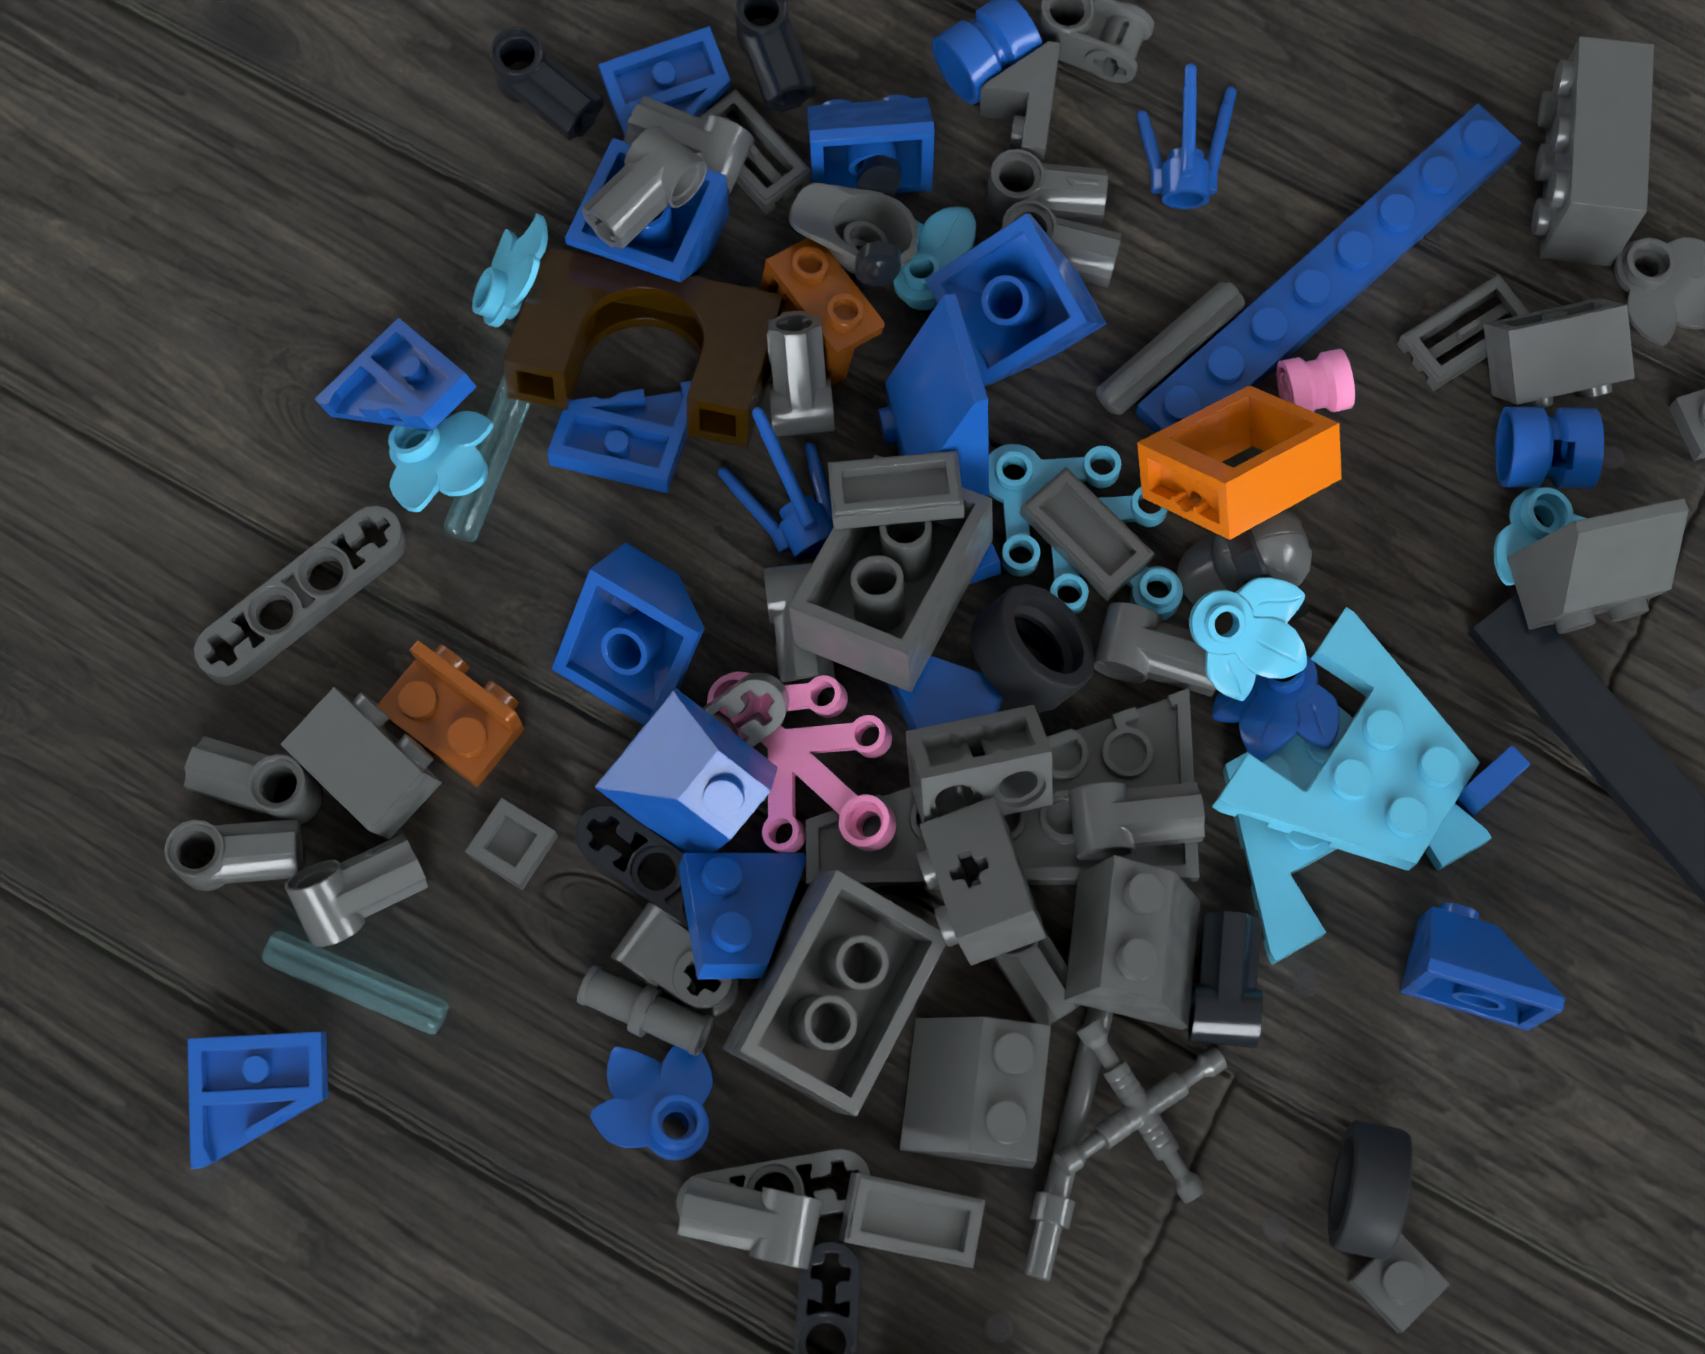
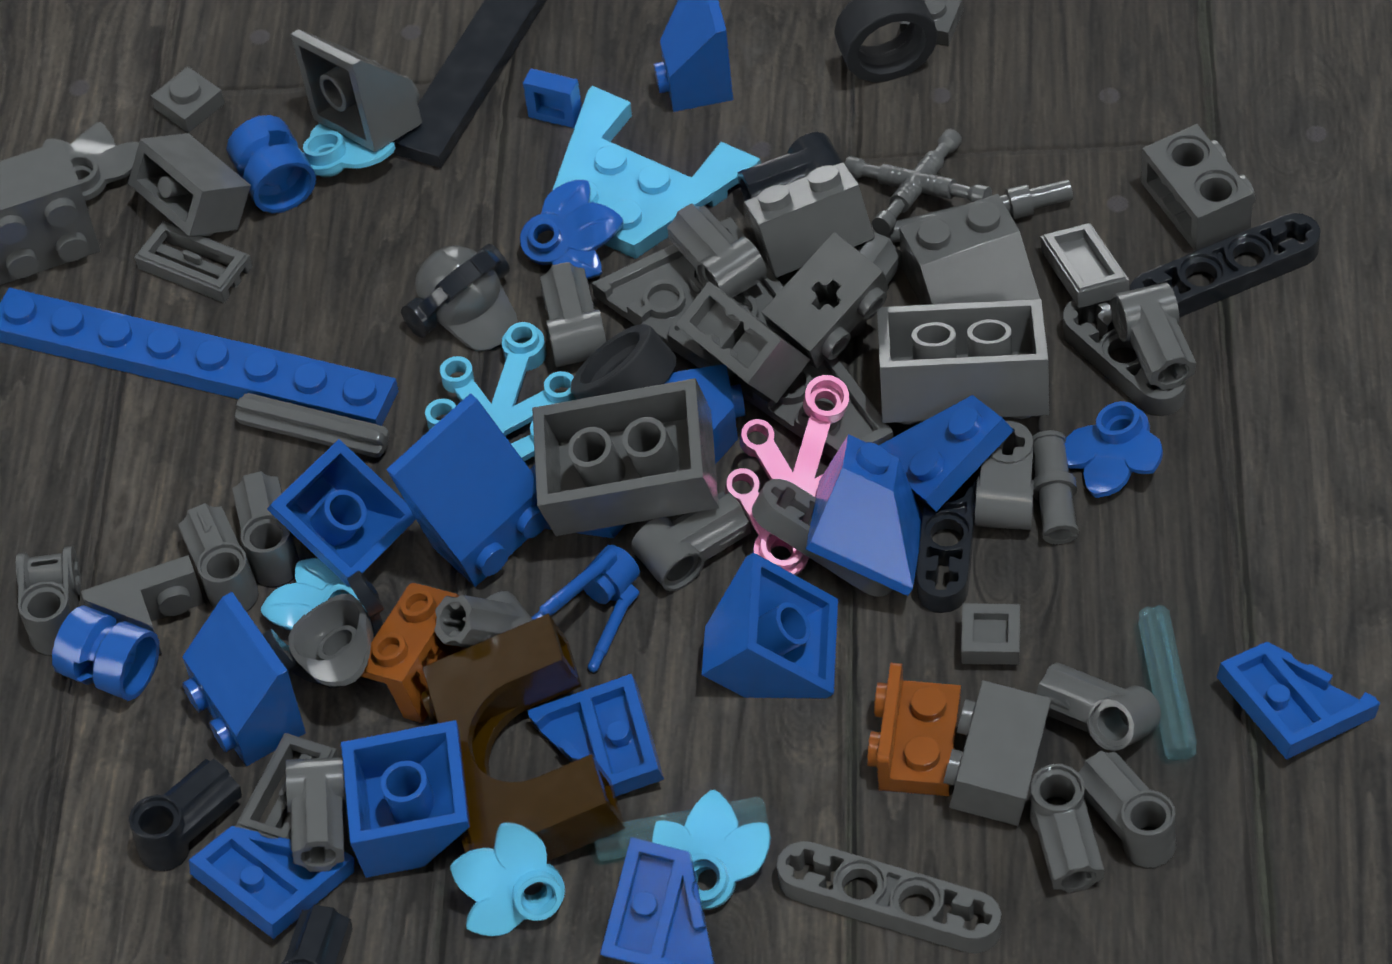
camera: 115 degrees left, 20 degrees down
(654, 175) = (379, 766): dark grey piece -> none
(895, 490) = (564, 464): dark grey tile -> none
(1086, 533) = (512, 387): dark grey tile -> none
(1185, 176) = (149, 476): blue plant -> none
(1188, 457) = (443, 286): orange window -> none
(1259, 636) = (533, 250): medium azure plate -> none
(1318, 382) = (297, 320): bright pink wheel -> none
(1386, 775) = (588, 141): medium azure wing -> none

